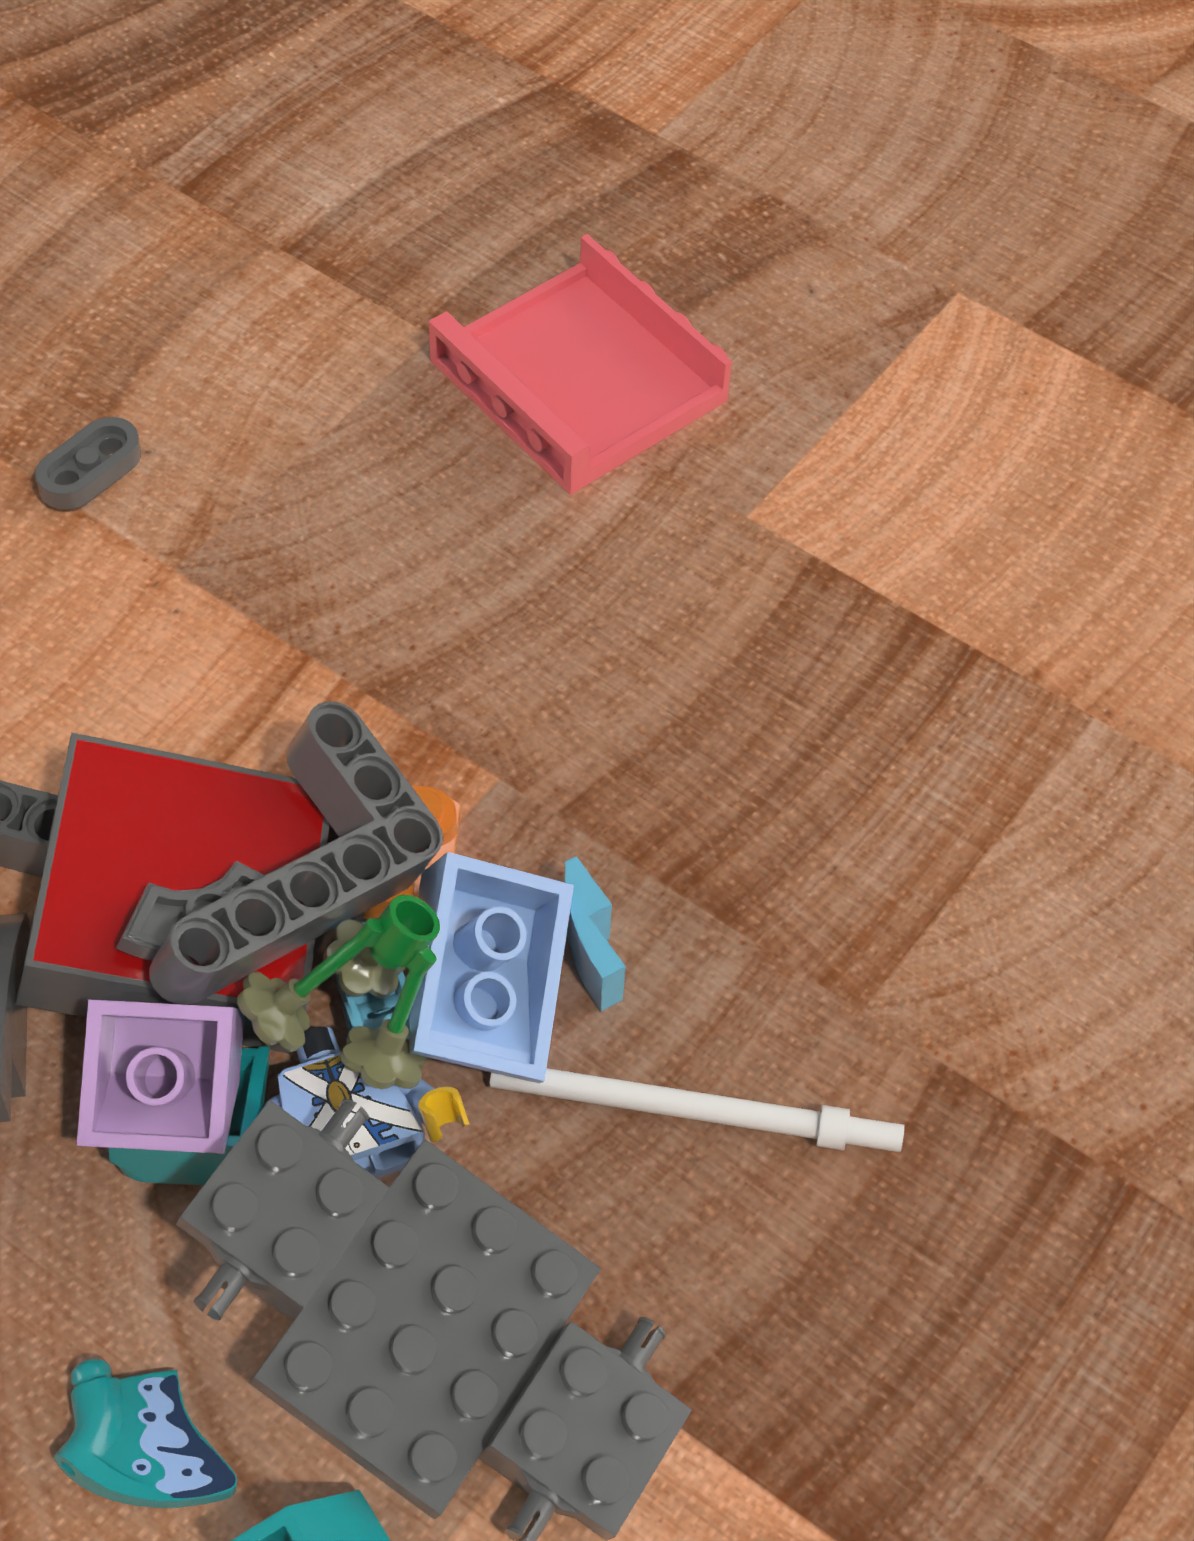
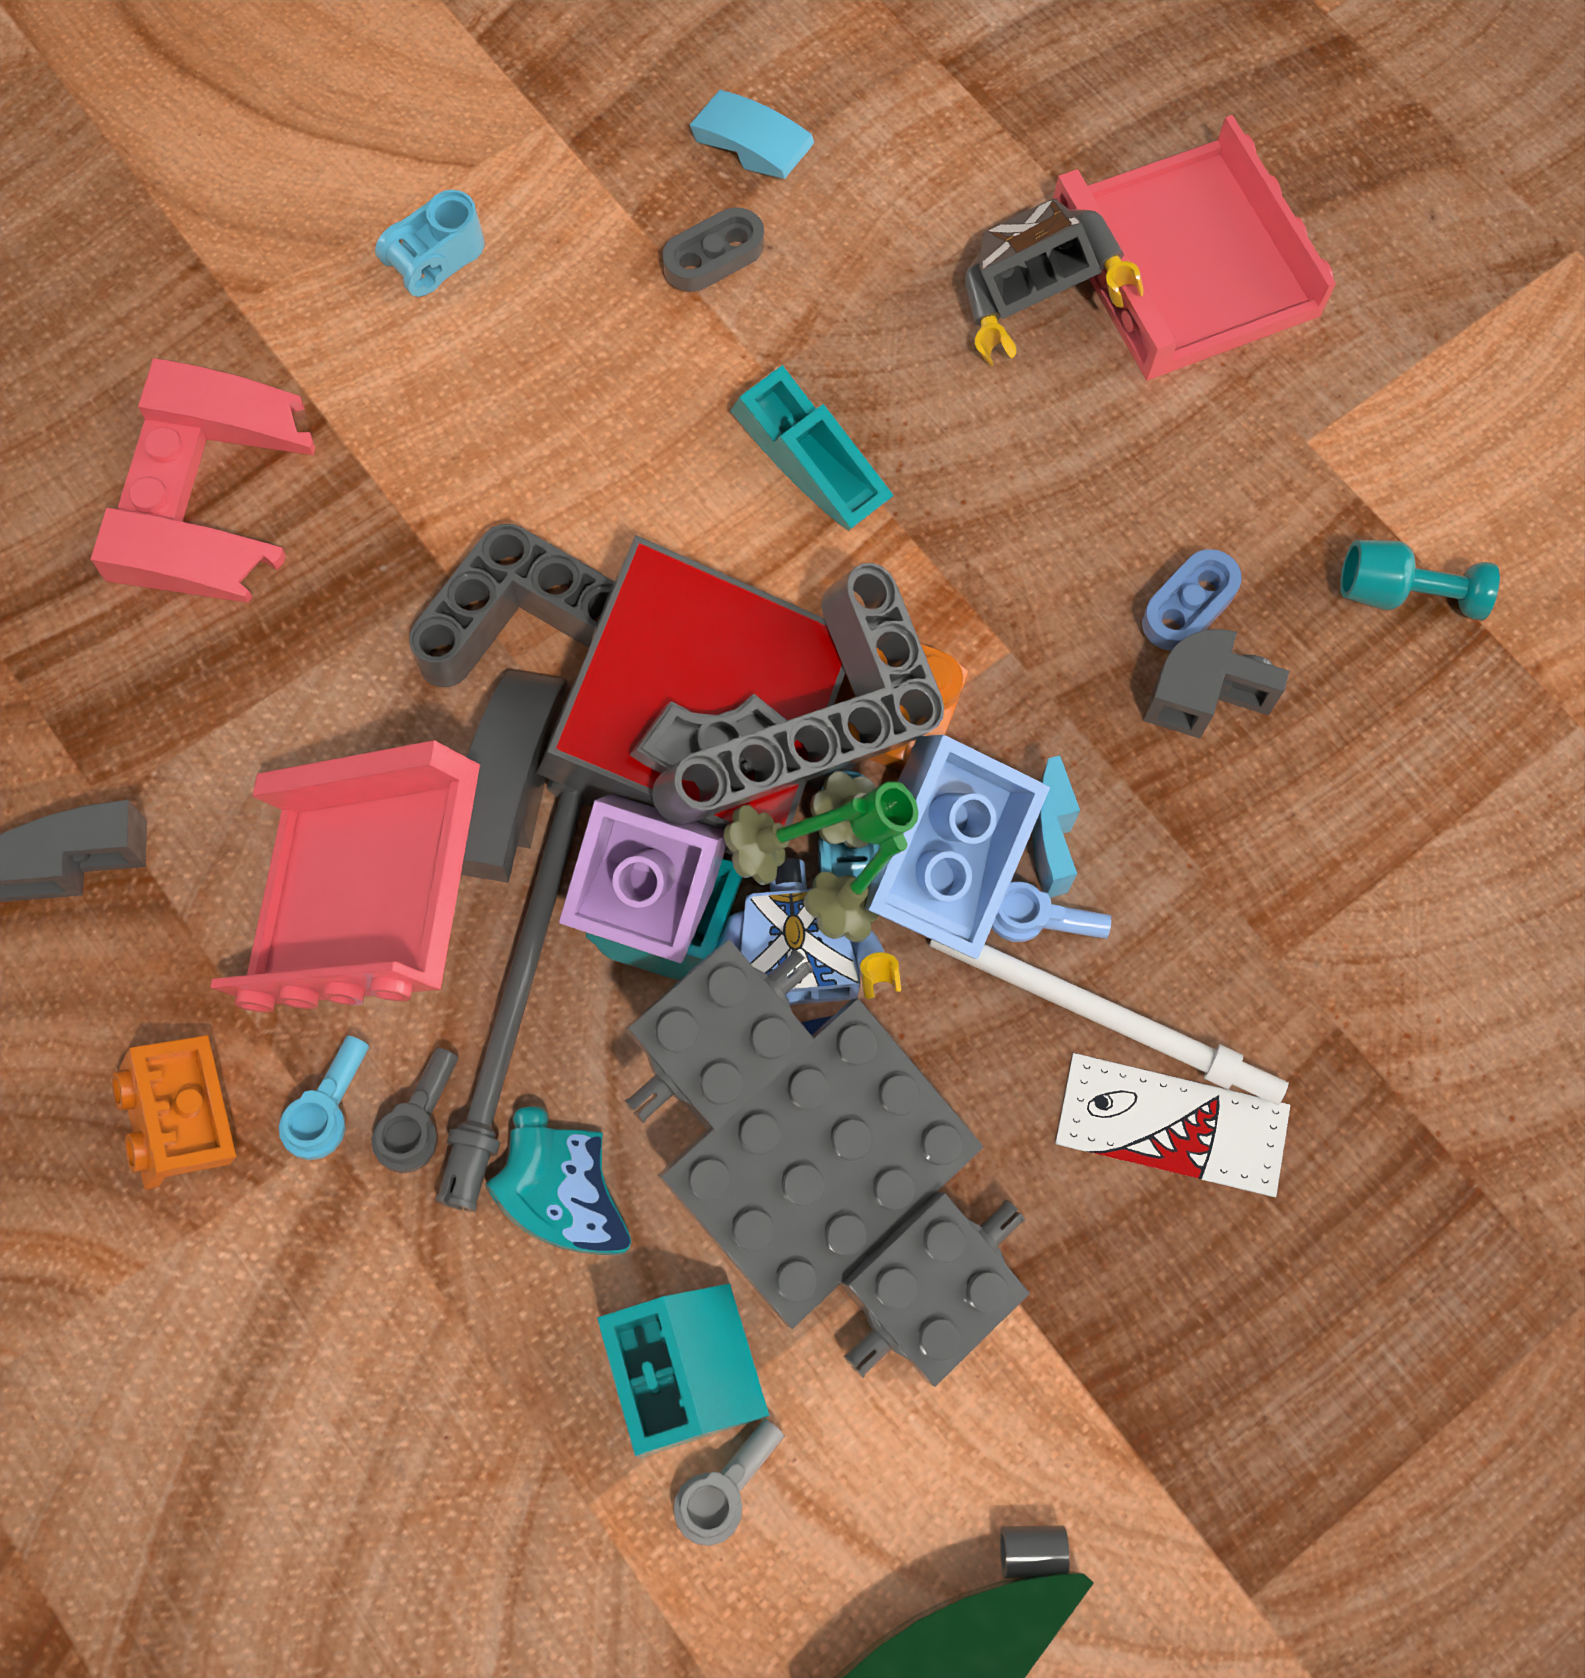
camera: 15 degrees right, 15 degrees up
(32, 1412) = (474, 1138): none -> dark grey bar
(111, 348) = (758, 134): none -> medium azure slope
(237, 627) = (811, 449): none -> teal slope
(427, 399) = (1037, 258): none -> dark grey torso
(586, 1022) = (1028, 911): none -> light blue plate
(669, 689) = (1188, 602): none -> medium blue plate
(705, 747) = (1206, 671): none -> dark grey brick
(797, 1203) = (1173, 1125): none -> white sticker
(857, 615) = (1386, 571): none -> teal piece

